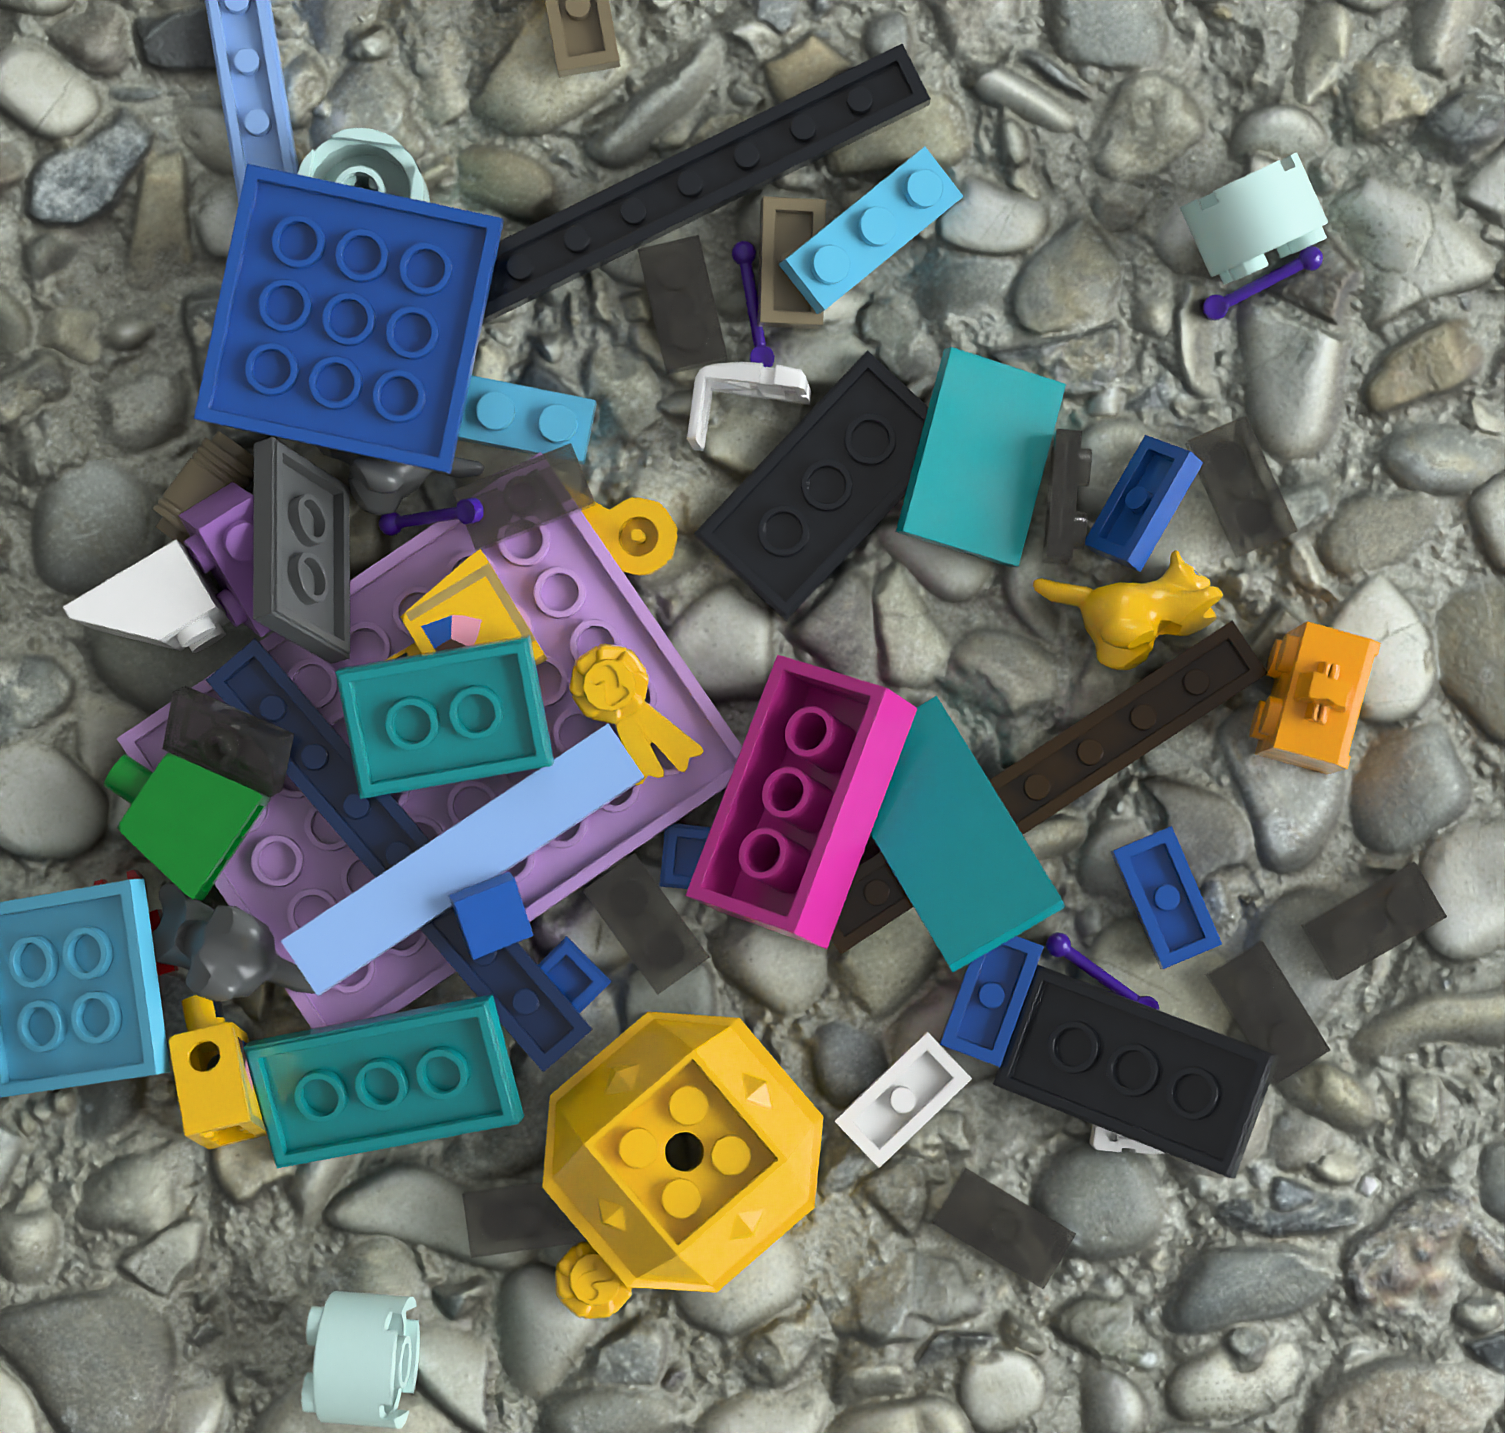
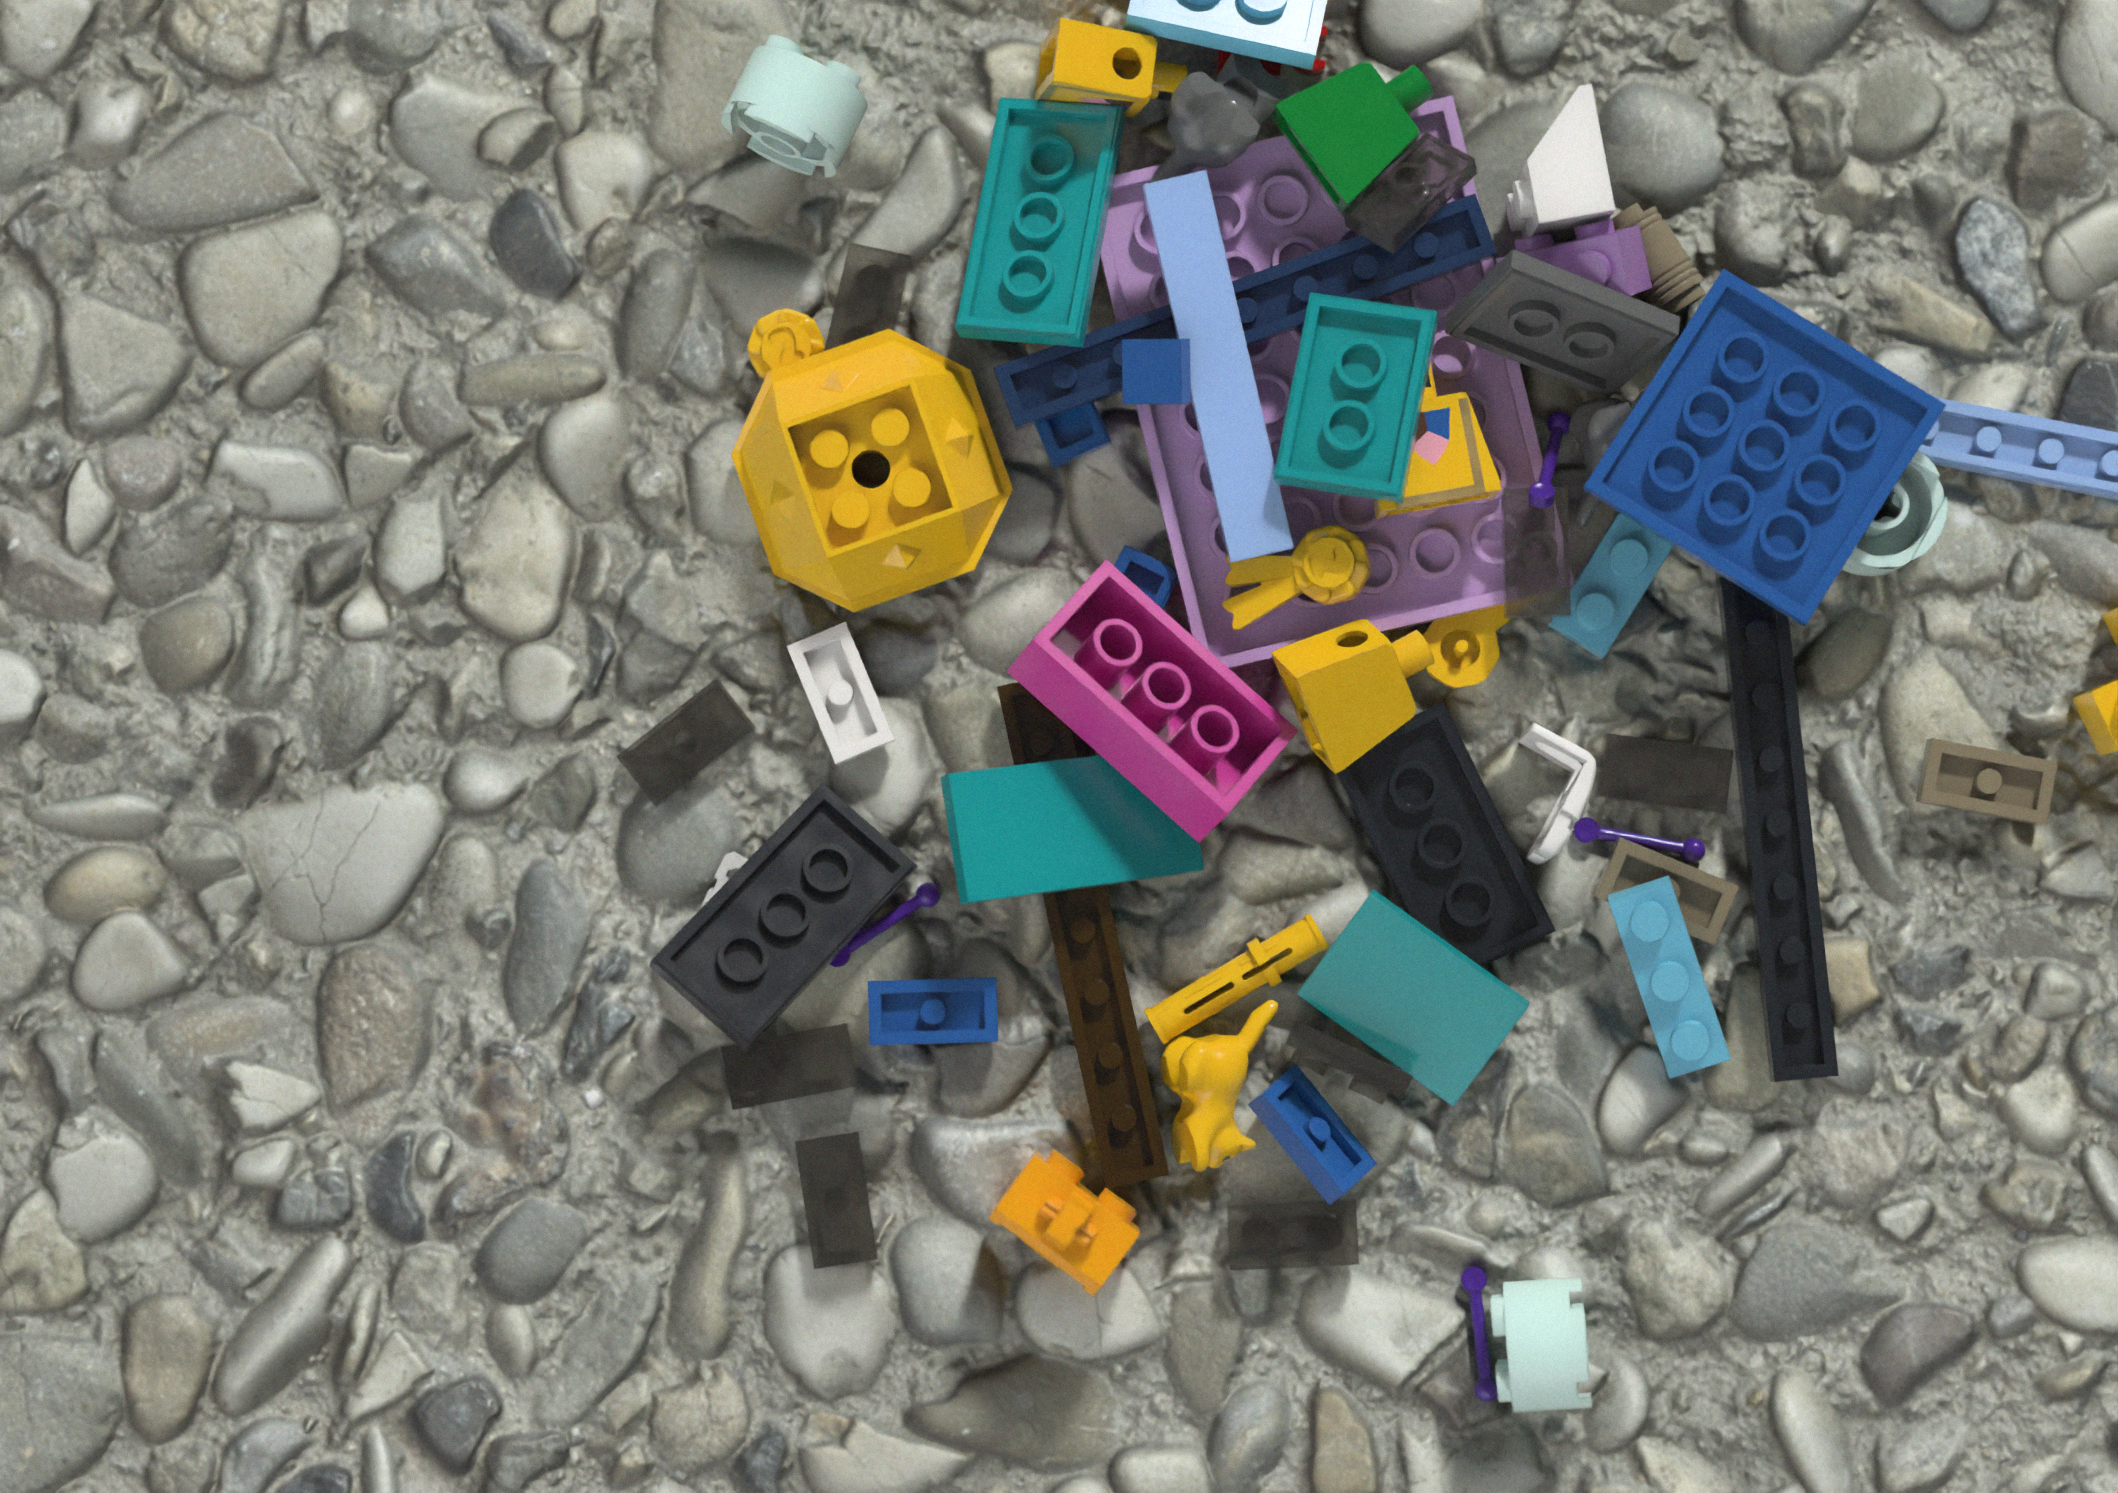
camera: 115 degrees right, 0 degrees up
(646, 924) = (1094, 518): clear smoke plate -> none
(716, 621) = (1351, 687): none -> yellow torso
(991, 1000) = (900, 810): blue plate -> none
(1026, 627) = (1301, 938): none -> yellow pin

